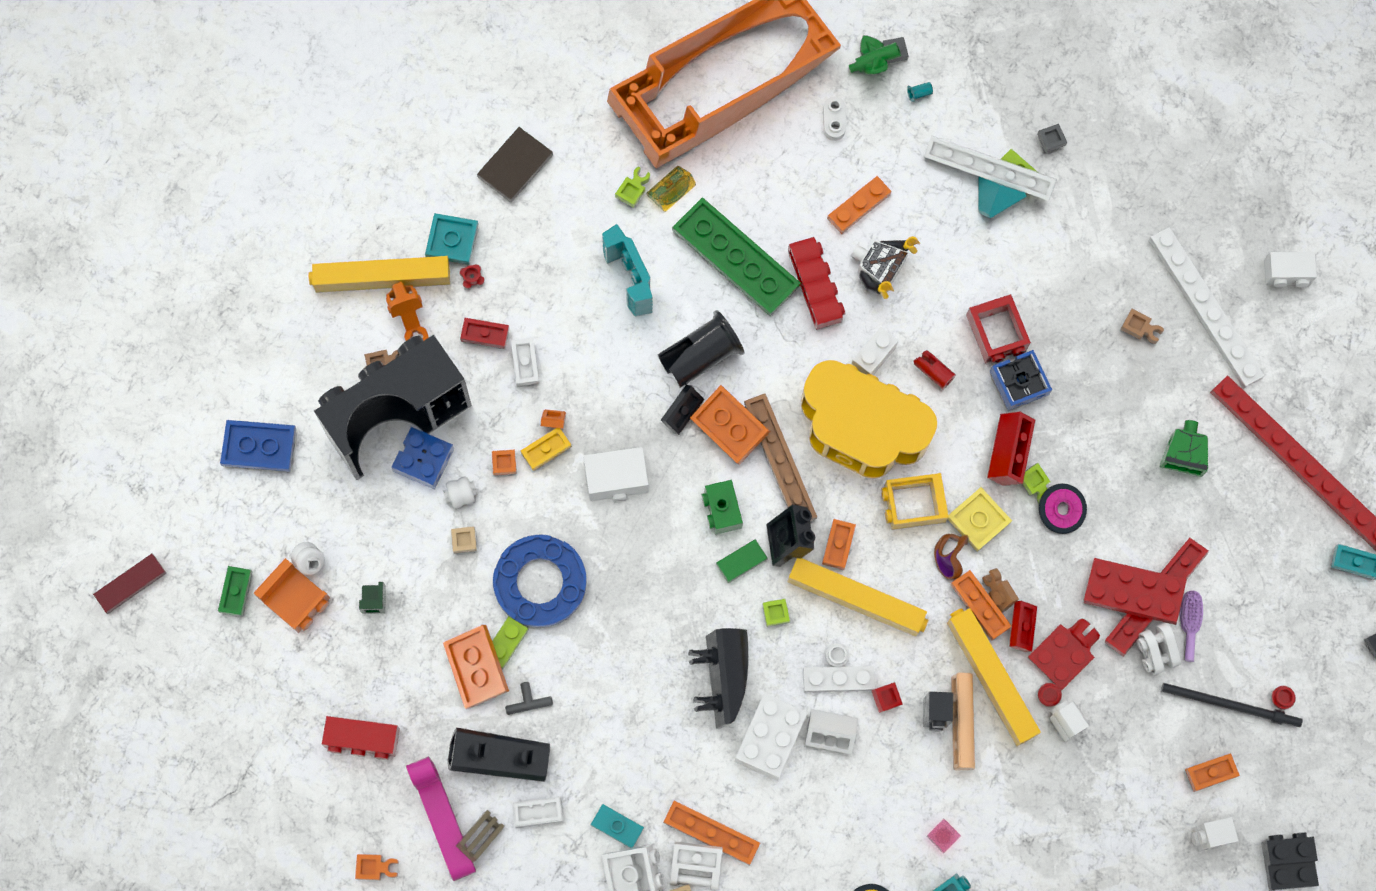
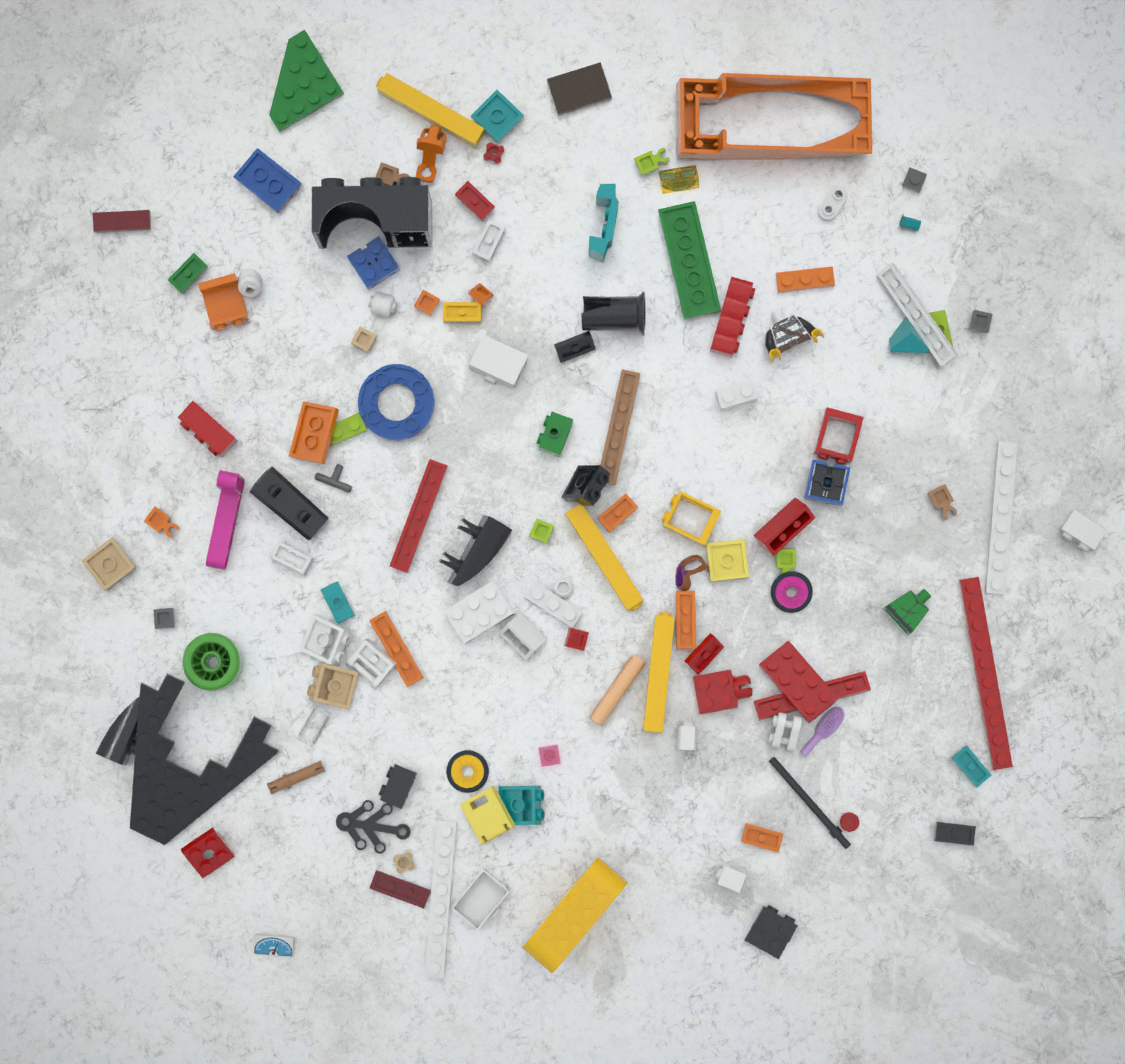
camera: 40 degrees right, 10 degrees up
(232, 330) = (302, 84): none -> green plate
(373, 599) = (276, 340): dark green panel -> none
(491, 823) = (257, 544): dark tan tile -> none
(641, 681) = (418, 516): none -> red plate
(730, 424) = (599, 379): orange plate -> none
(741, 561) = (543, 480): green tile -> none
(864, 420) = (694, 439): yellow brick -> none
(874, 56) = (894, 175): green plant -> none
(934, 369) = (772, 438): red hinge -> none
(937, 710) = (602, 671): black brick -> none
(1001, 592) = (705, 621): medium nougat plate -> none
(1049, 694) = (689, 711): red plate -> none

